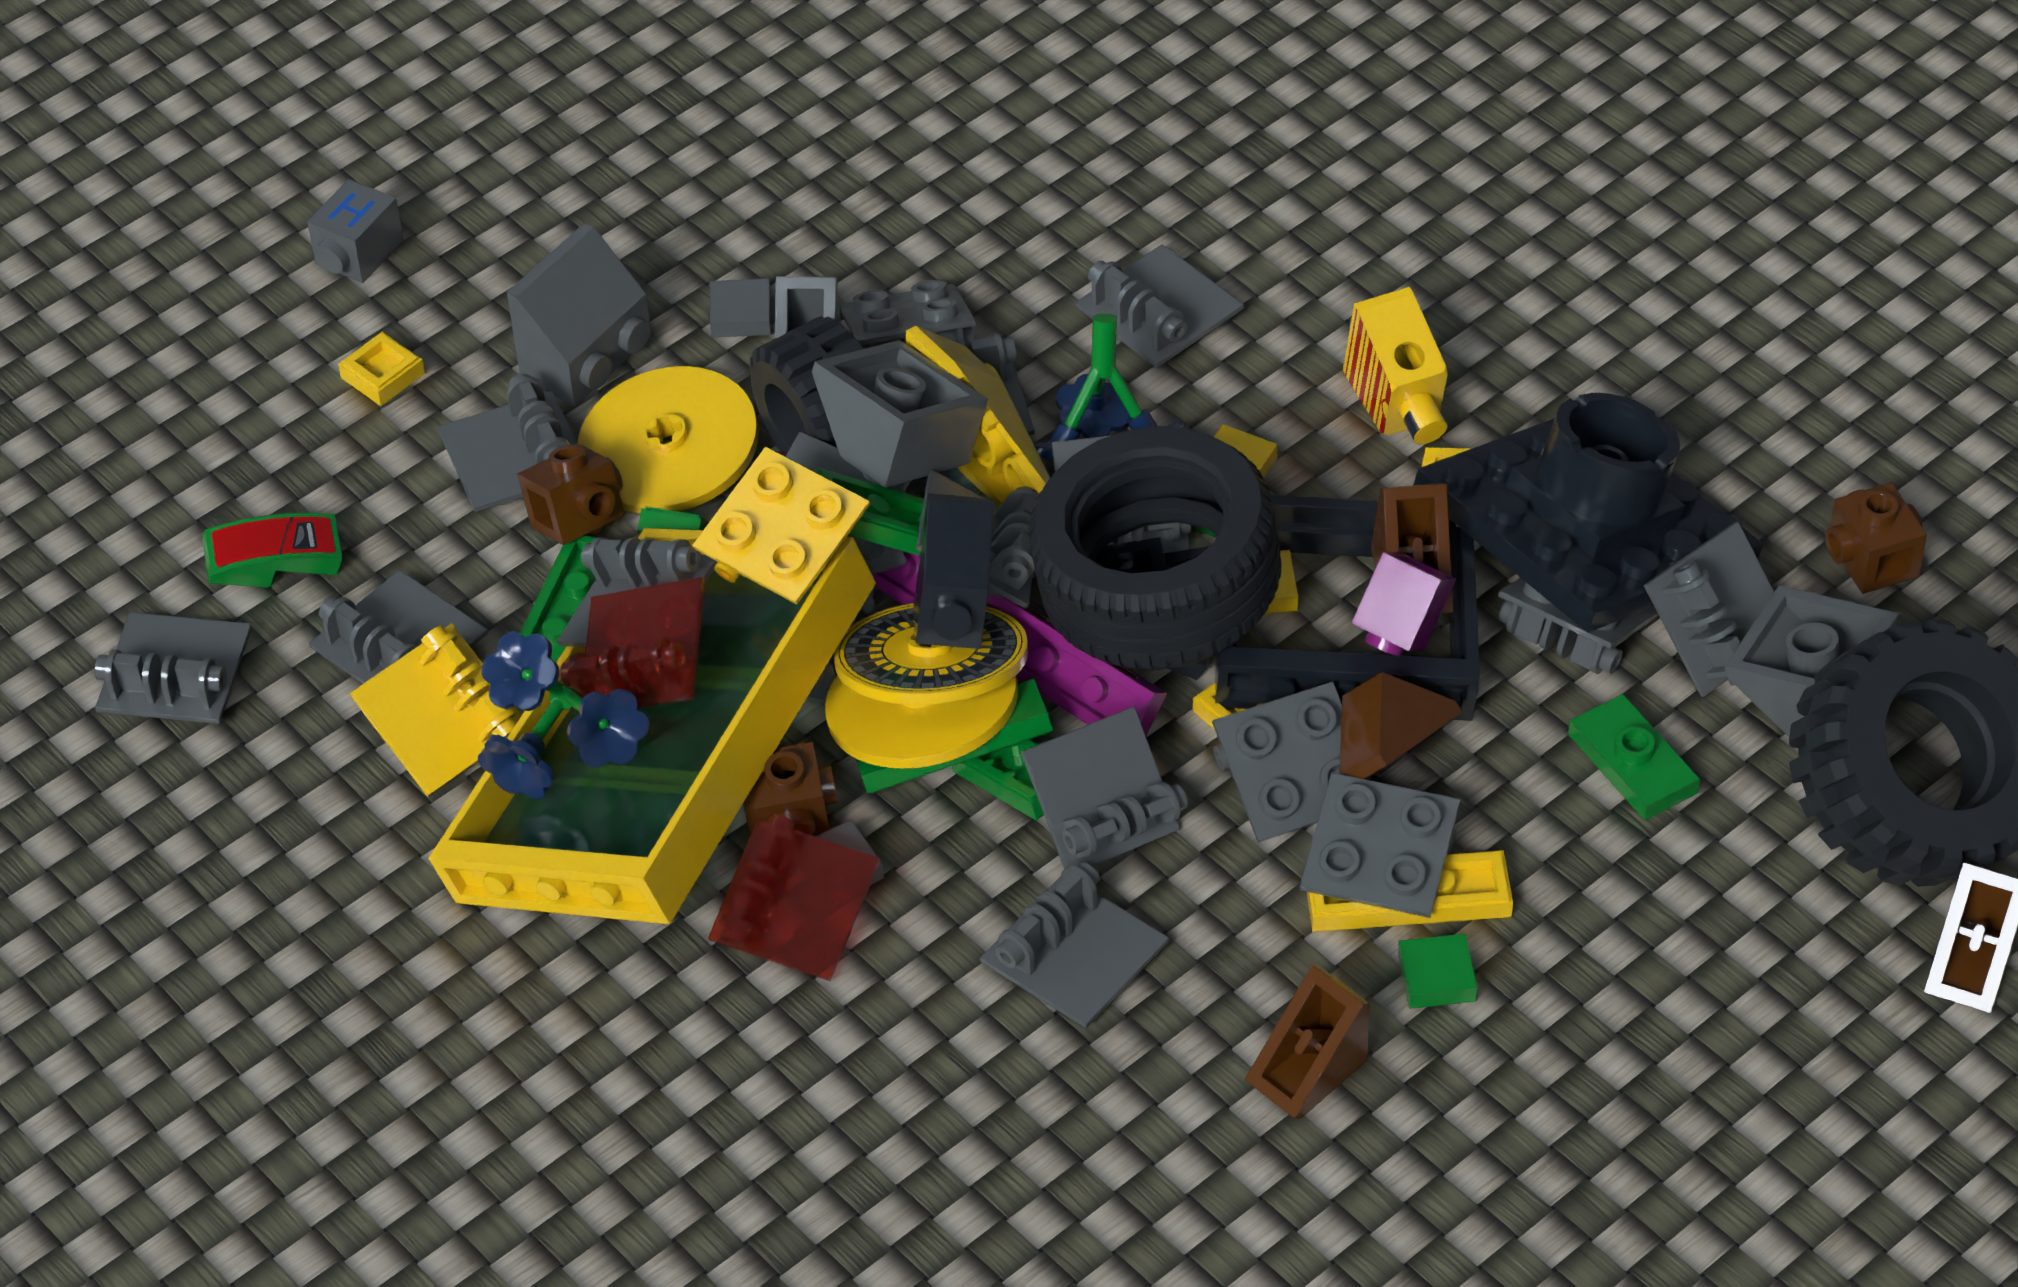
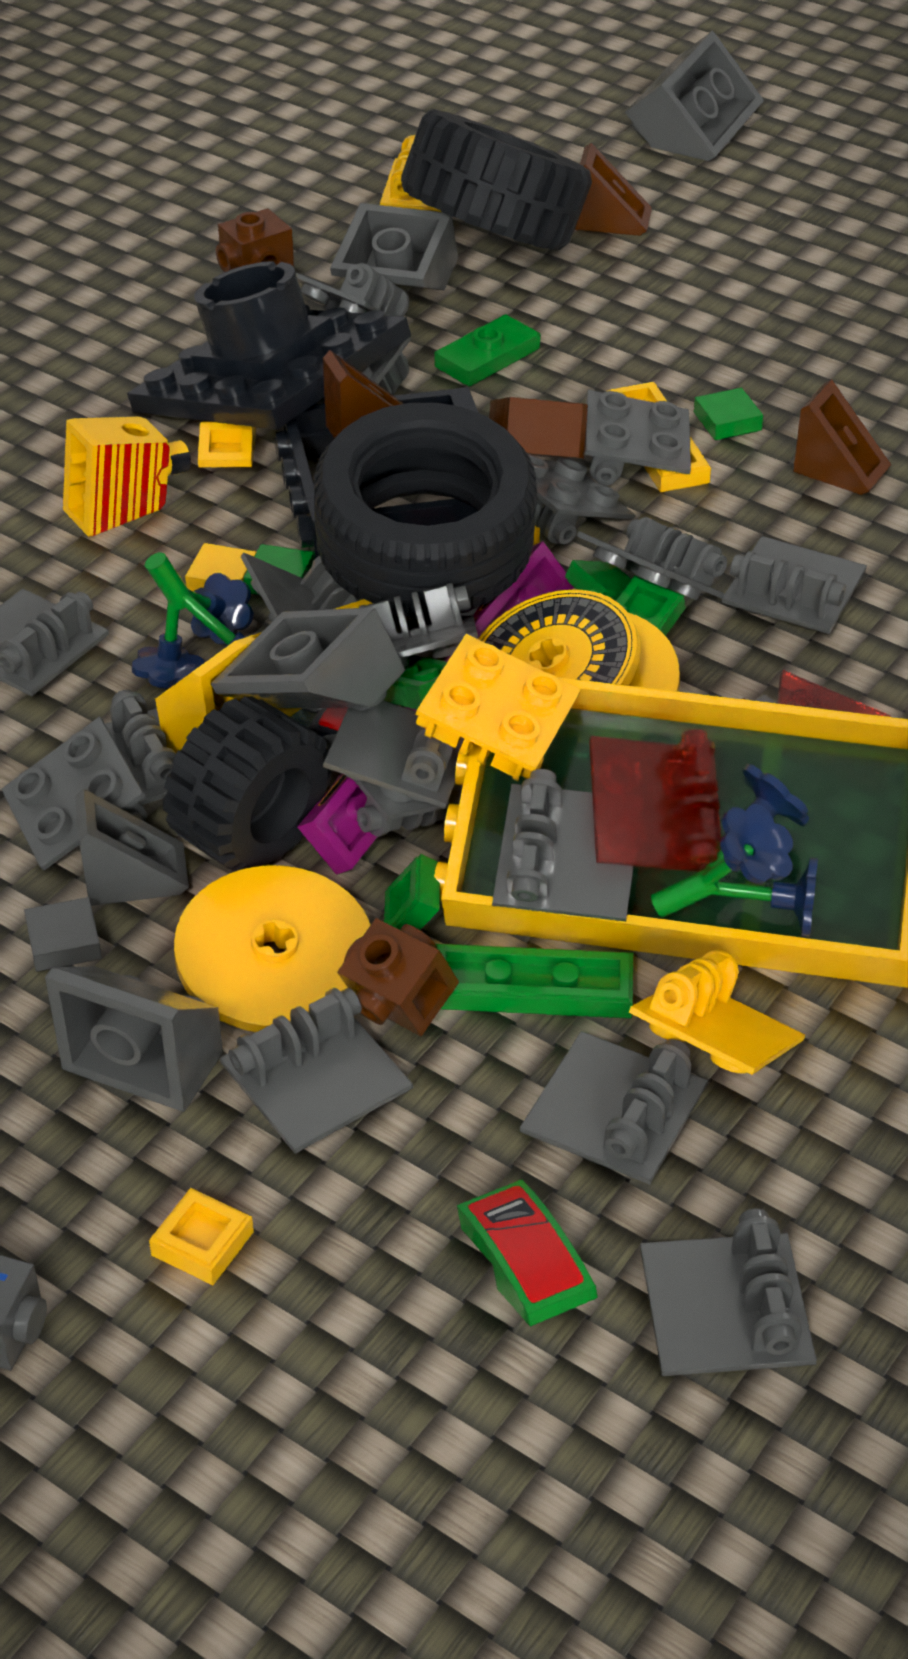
camera: 105 degrees left, 5 degrees down
(953, 571) = (508, 607): black slope -> none
(1402, 603) = (432, 379): brick -> none

